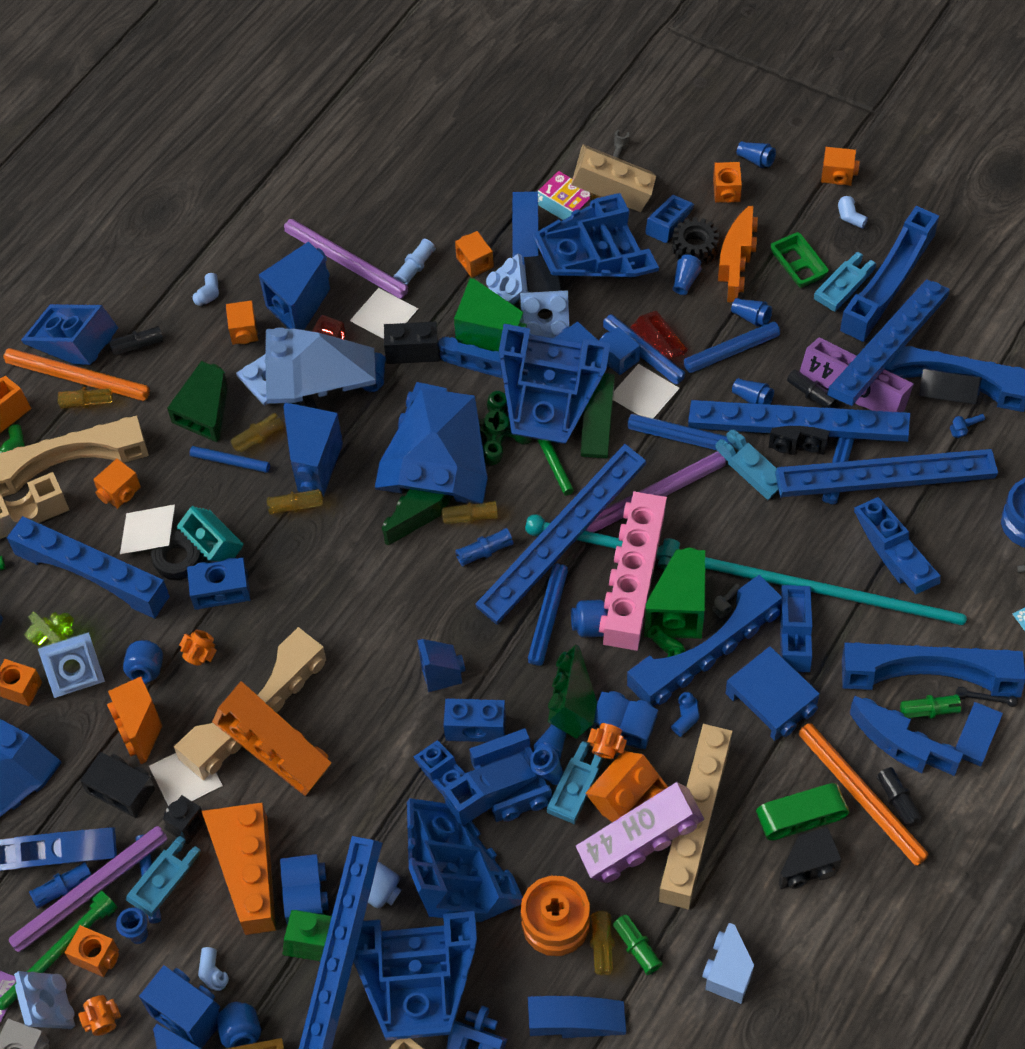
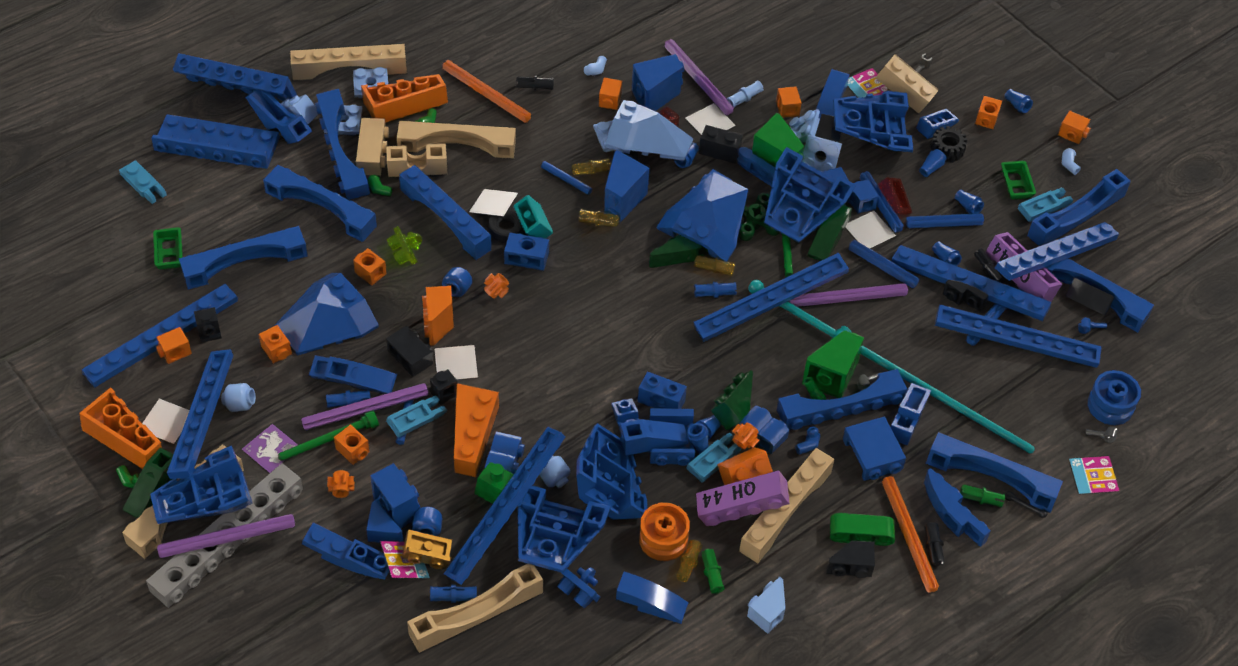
camera: 15 degrees right, 5 degrees down
(44, 1000) = (309, 461): light blue piece -> none
(72, 332) = (494, 63): blue slope -> none
(76, 648) = (416, 256): light blue piece -> none
(84, 397) = (486, 107): clear yellow axle -> none
(116, 484) = (484, 167): orange brick -> none
(133, 925) = (384, 437): blue cone -> none
(201, 402) = (562, 135): dark green slope -> none
(209, 973) = (422, 484): light blue arm -> none
(271, 739) = (520, 354): orange wedge -> none
(296, 661) = (481, 347): tan arch -> none
(440, 664) = (653, 350): blue slope -> none
(547, 614) = (740, 347): blue axle -> none
(587, 617) = (769, 358): blue head -> none
(634, 571) = (810, 336): bright pink brick -> none
(737, 251) = (975, 159): orange slope -> none
(749, 463) = (922, 298): dark azure hinge -> none
(894, 547) = (1002, 385): blue slope -> none
(978, 733) = (1009, 525): blue tile -> none

